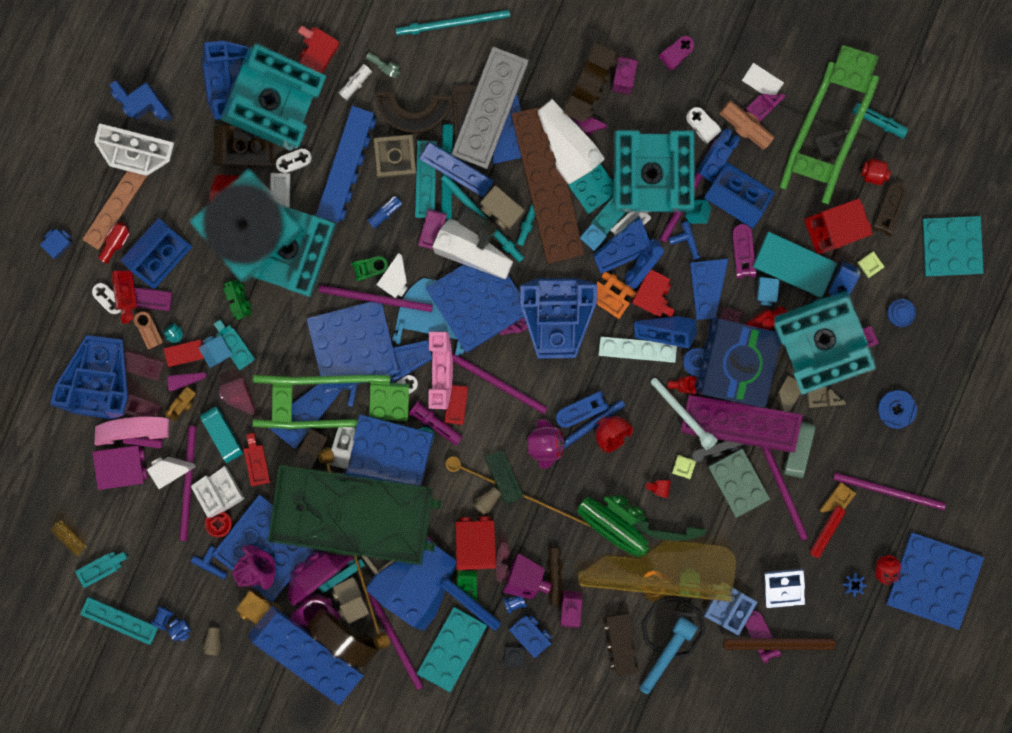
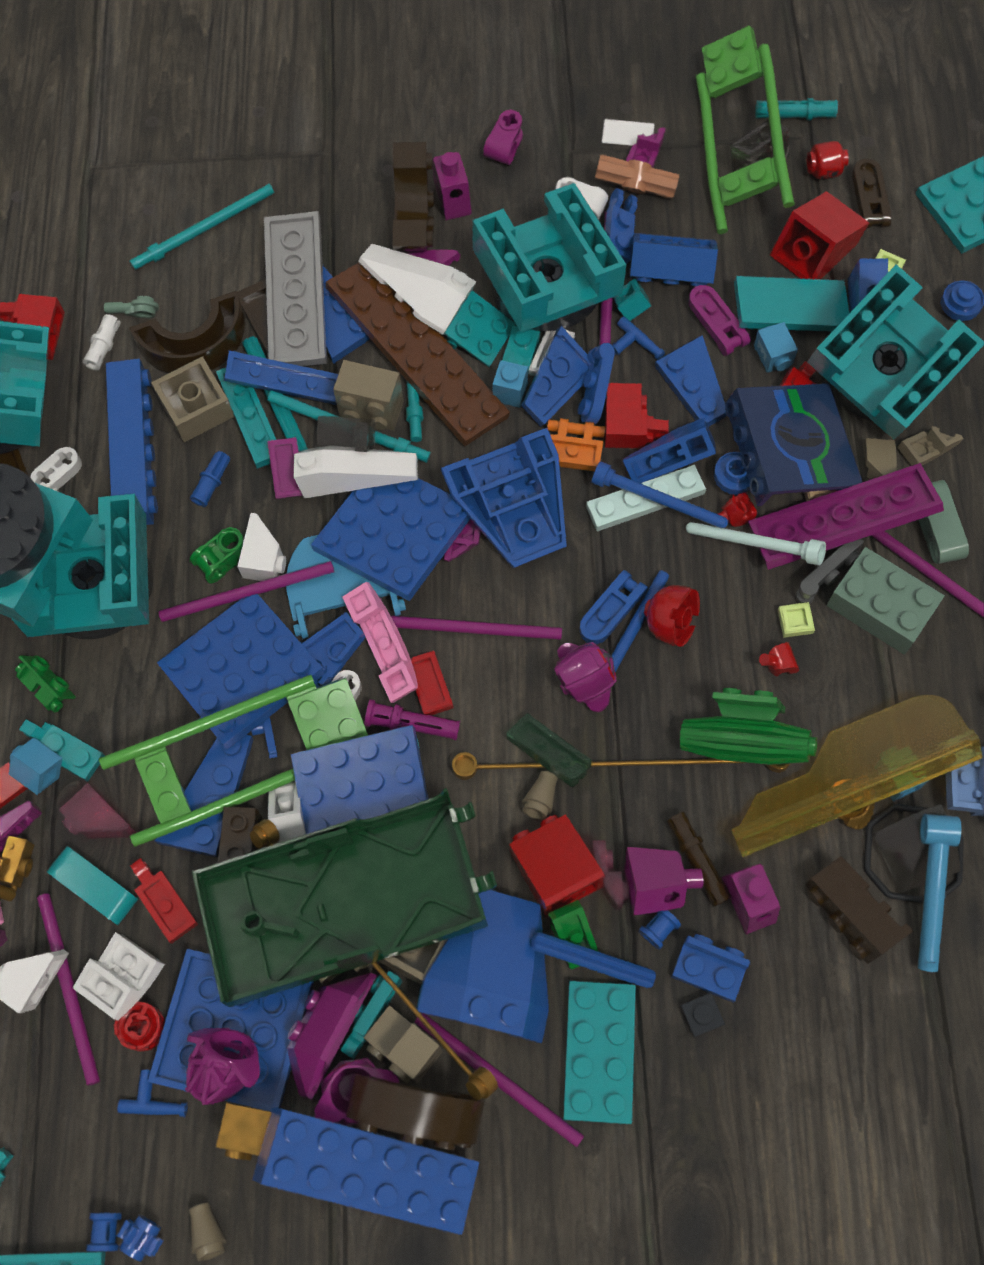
camera: 25 degrees left, 20 degrees down
(619, 329) = (606, 476): none -> blue piece
(690, 532) = (856, 703): dark green slope -> none

